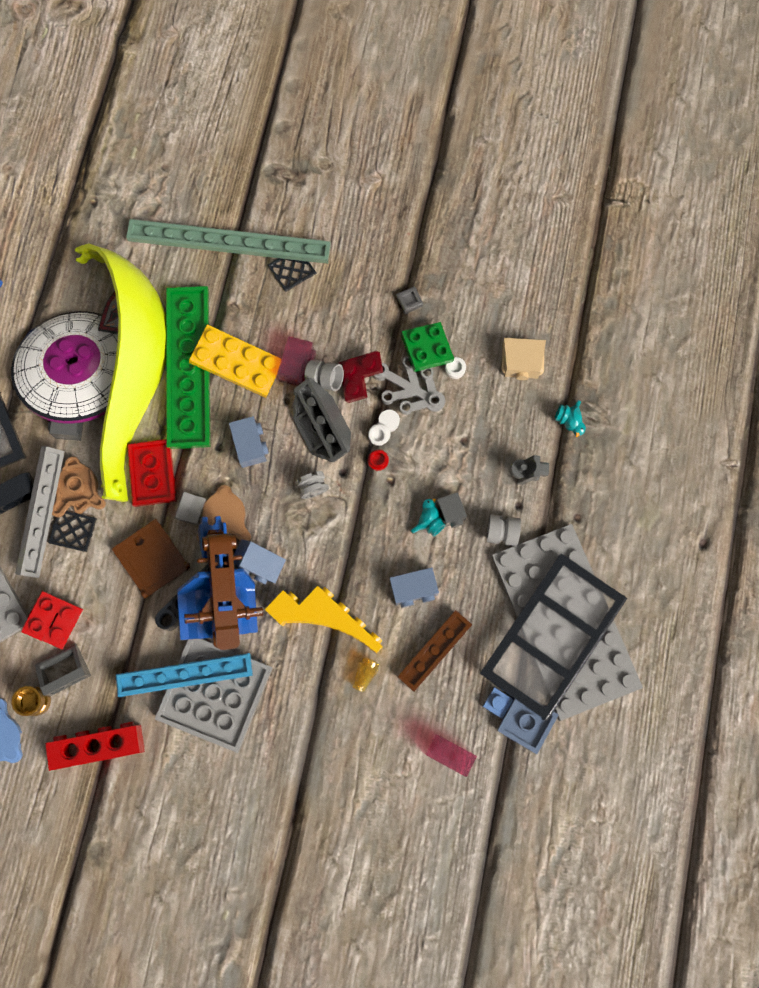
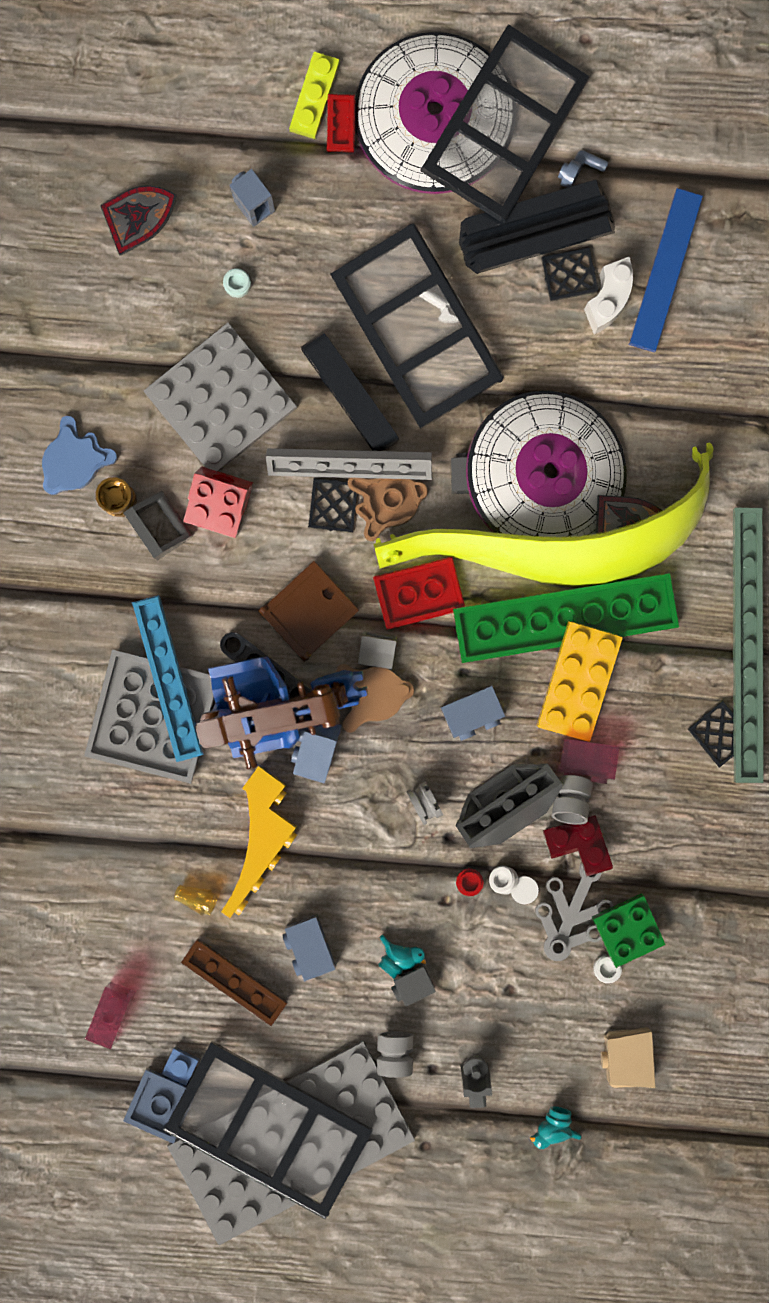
camera: 85 degrees right, 10 degrees up
(58, 750) = (52, 545): red brick -> none
(409, 300) = (694, 898): flat silver tile -> none

